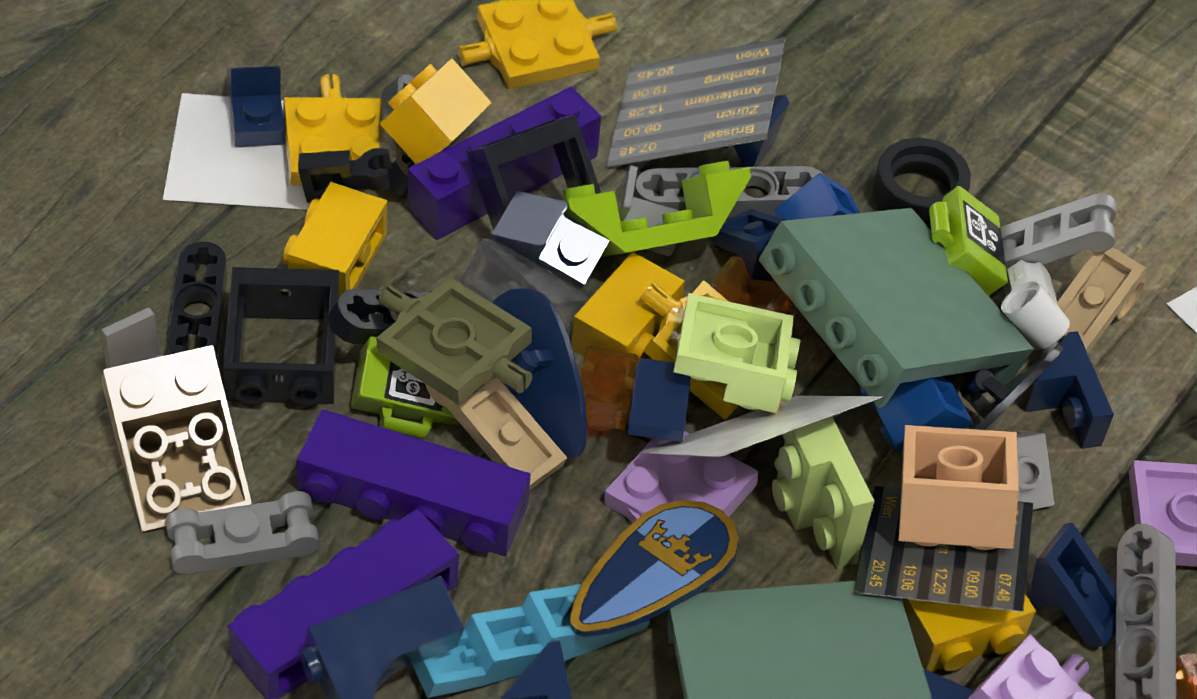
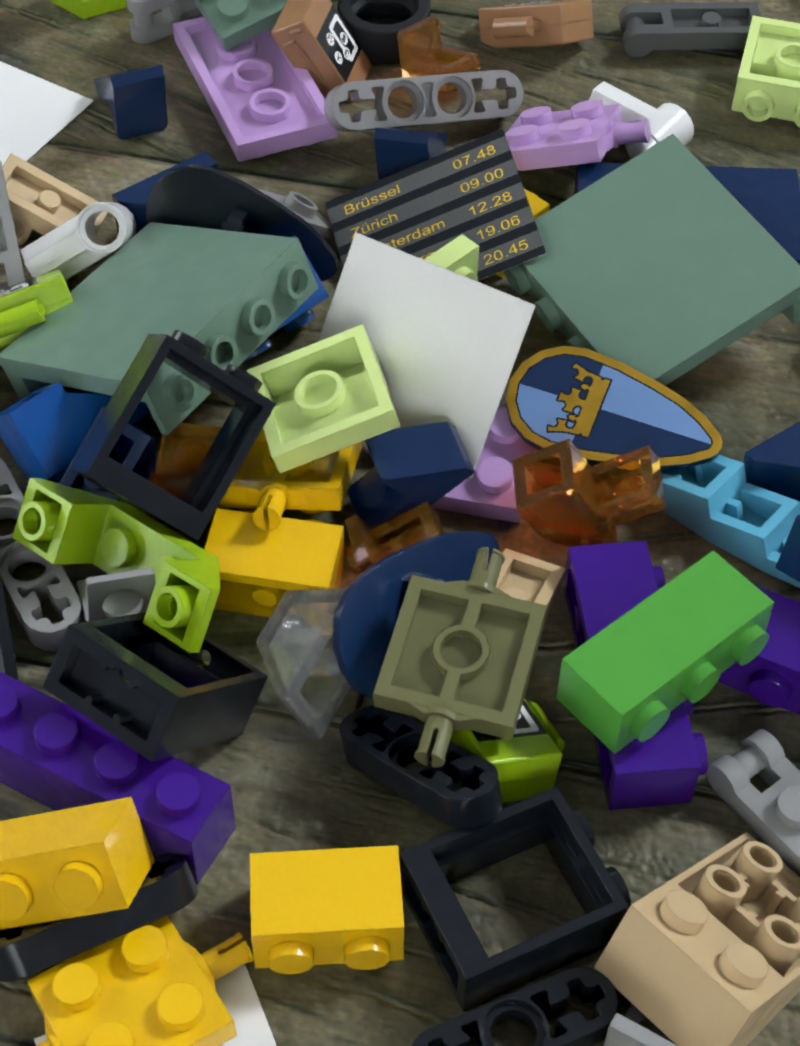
camera: 110 degrees left, 0 degrees up
(321, 168) = (232, 945): black plate -> none
(386, 460) = (664, 652): none -> bright green brick
(548, 237) = (248, 631): slope -> none
(587, 518) = (581, 502): none -> clear orange brick
(716, 198) = (224, 458): none -> black window
(959, 487) = (379, 194): light nougat brick -> none

